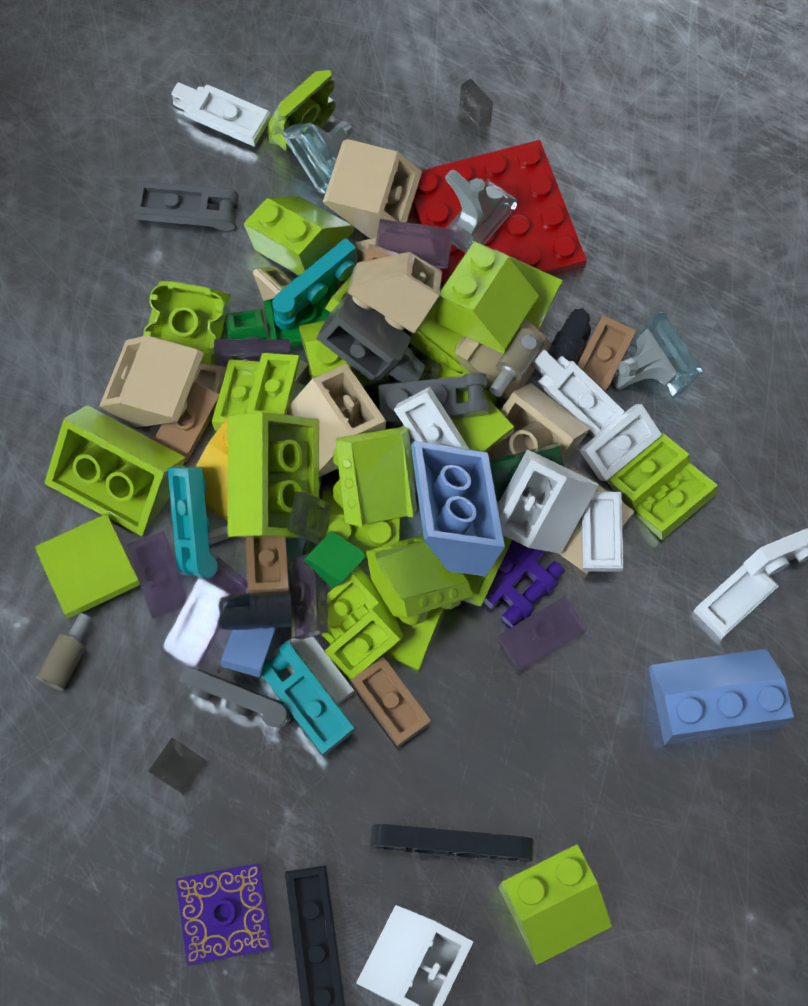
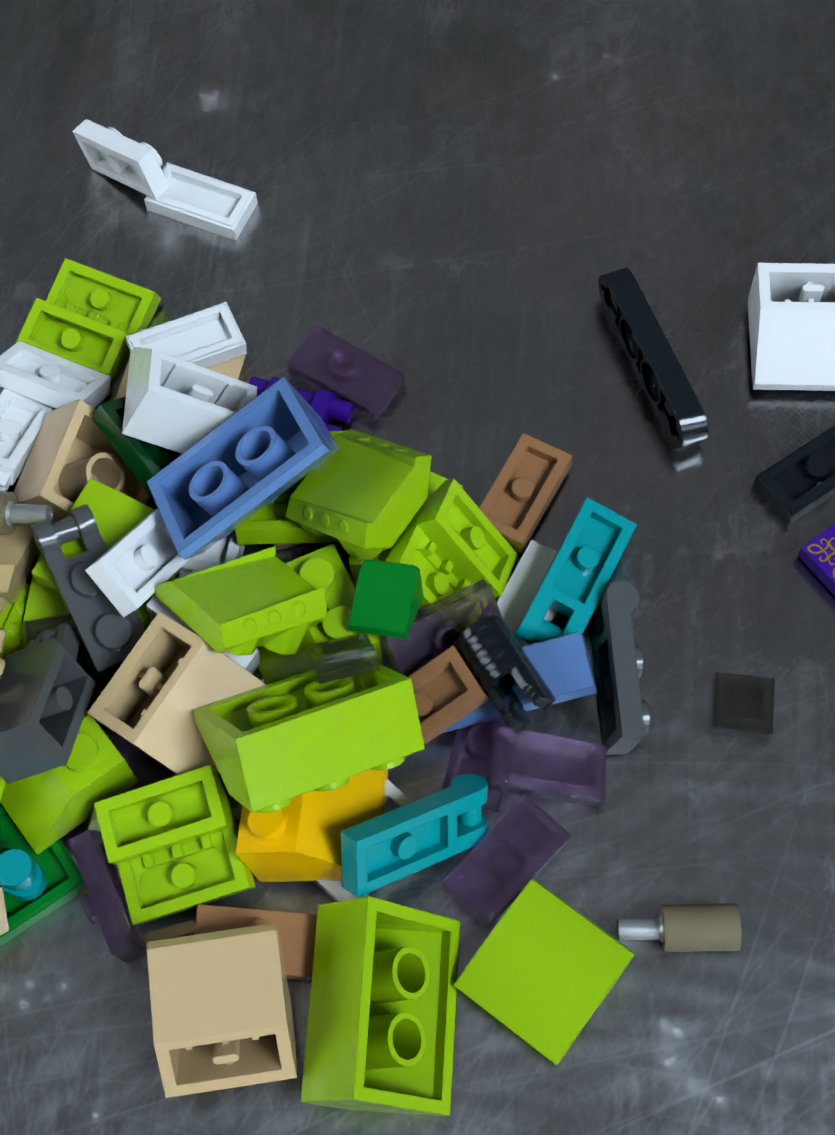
camera: 110 degrees left, 5 degrees down
(188, 316) = (87, 1034): lime slope -> none
(246, 324) = (64, 939): green slope -> none
(556, 904) = (650, 237): lime slope -> none
(720, 696) = (331, 168): medium blue slope -> none

